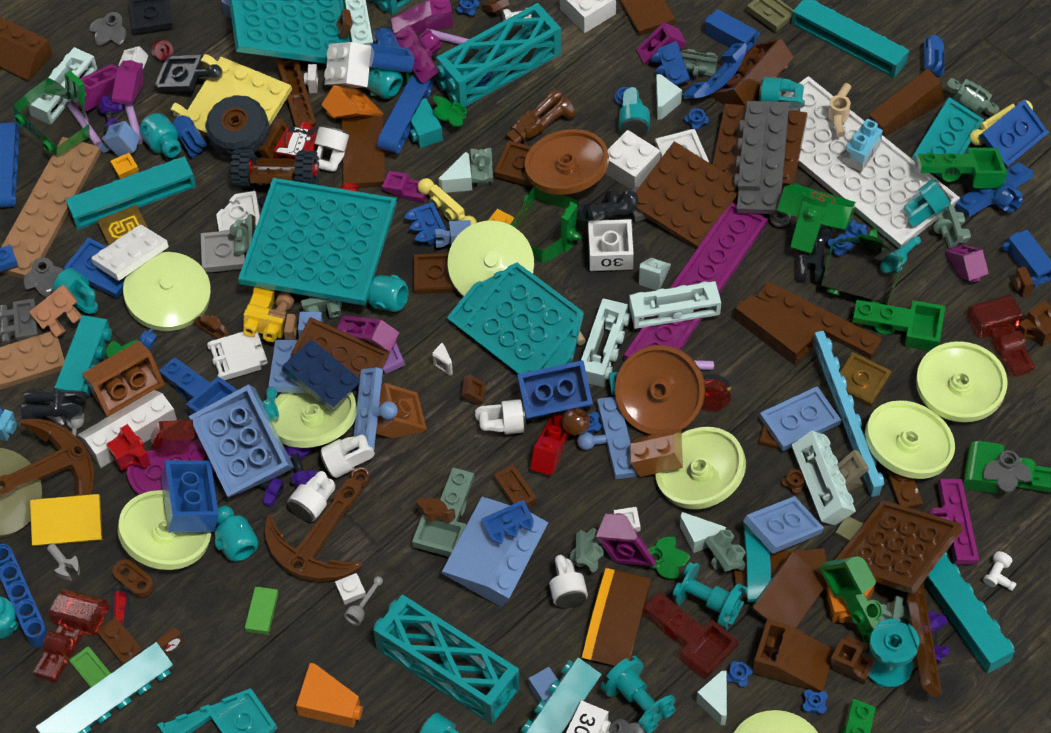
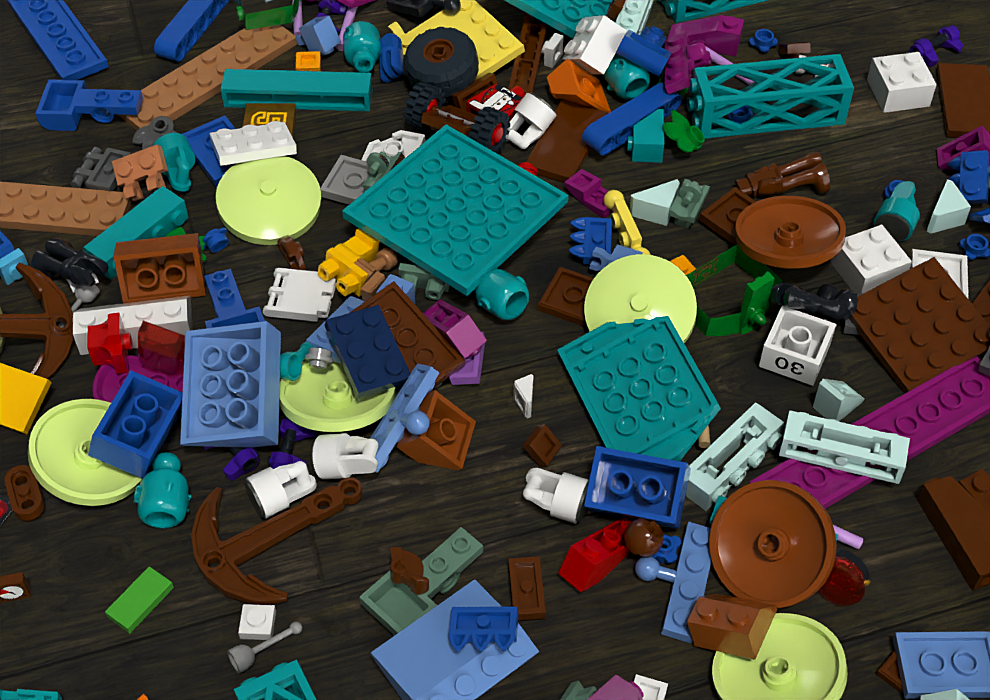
camera: 25 degrees right, 5 degrees down
(286, 395) = (319, 357): none -> light grey plate

